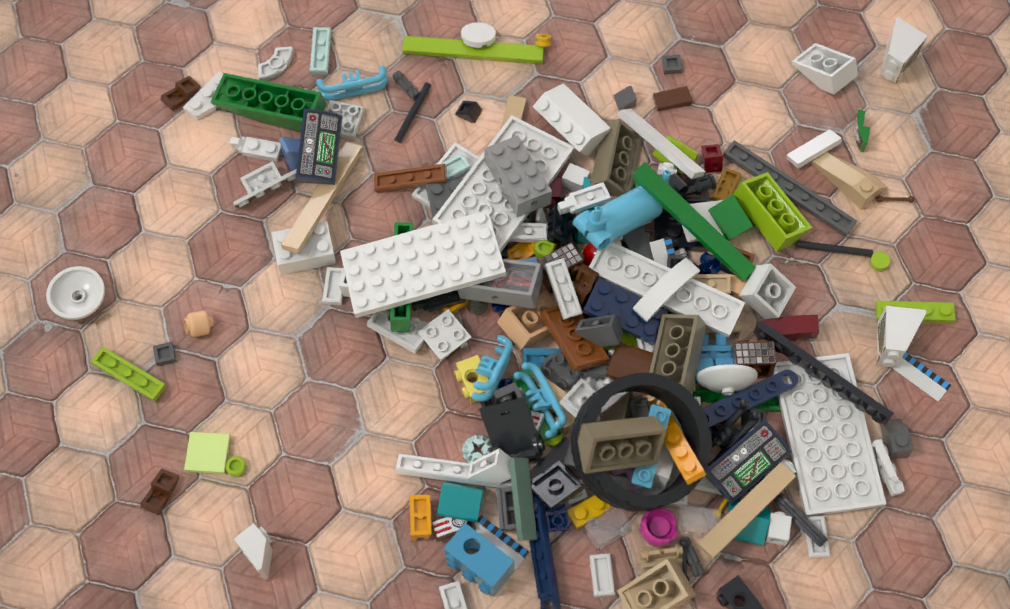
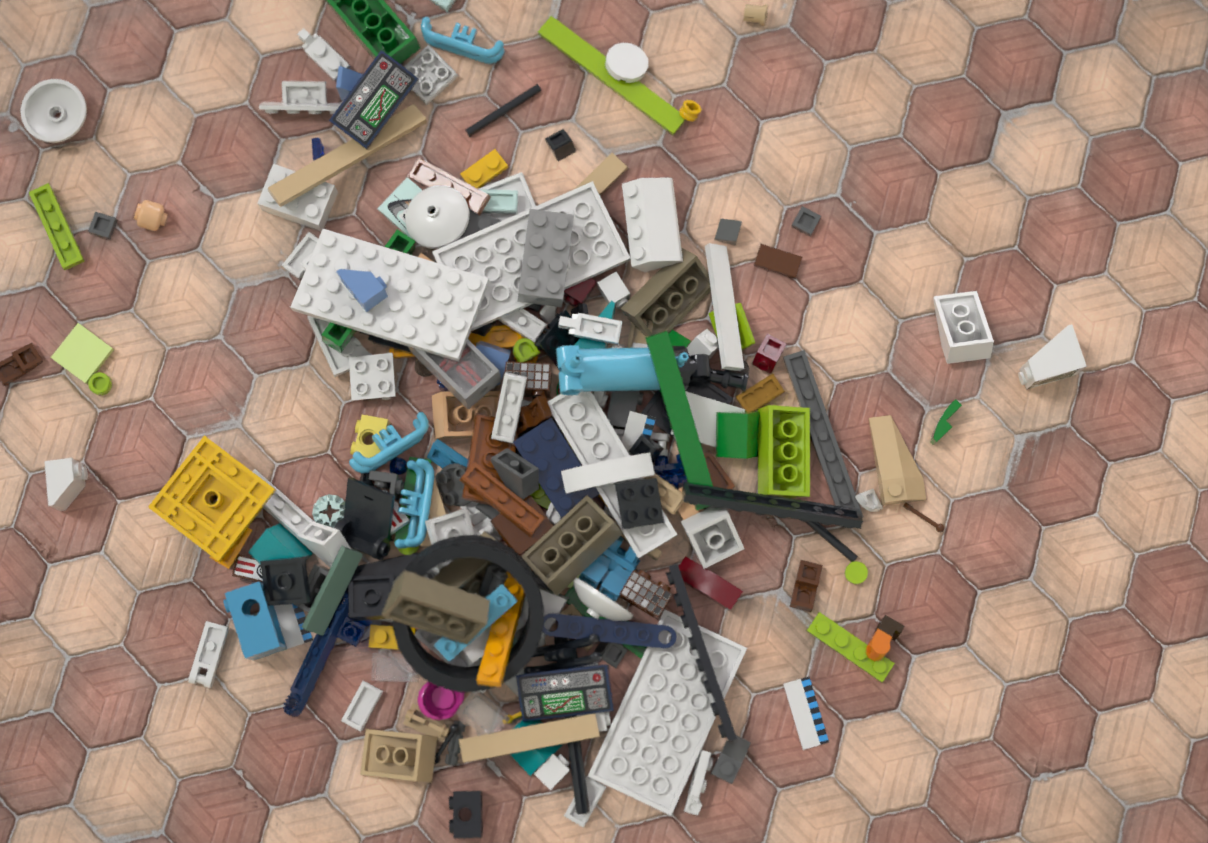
camera: 35 degrees right, 15 degrees up
(295, 207) = (317, 148): none -> clear blue tile
(383, 468) = (190, 494): none -> yellow piece
(389, 208) = (396, 205): none -> light aqua slope
(401, 264) = (364, 287): none -> medium blue slope
(405, 84) = (516, 74): dark grey axle -> none
(420, 207) = (442, 226): none -> white dish
(428, 153) = (484, 170): none -> yellow plate
(483, 511) = (285, 581): none -> black plate
(604, 353) = (502, 499): none -> dark orange tile
(704, 295) = (639, 503): none -> black hinge
(788, 246) = (772, 505): none -> black plate
(814, 148) = (881, 410): white tile -> none
(852, 209) = (869, 500): none -> white tile
(852, 289) = (806, 586): none -> reddish brown slope
(895, 333) = (807, 660): white slope -> none
(932, 288) = (880, 640): none -> leg

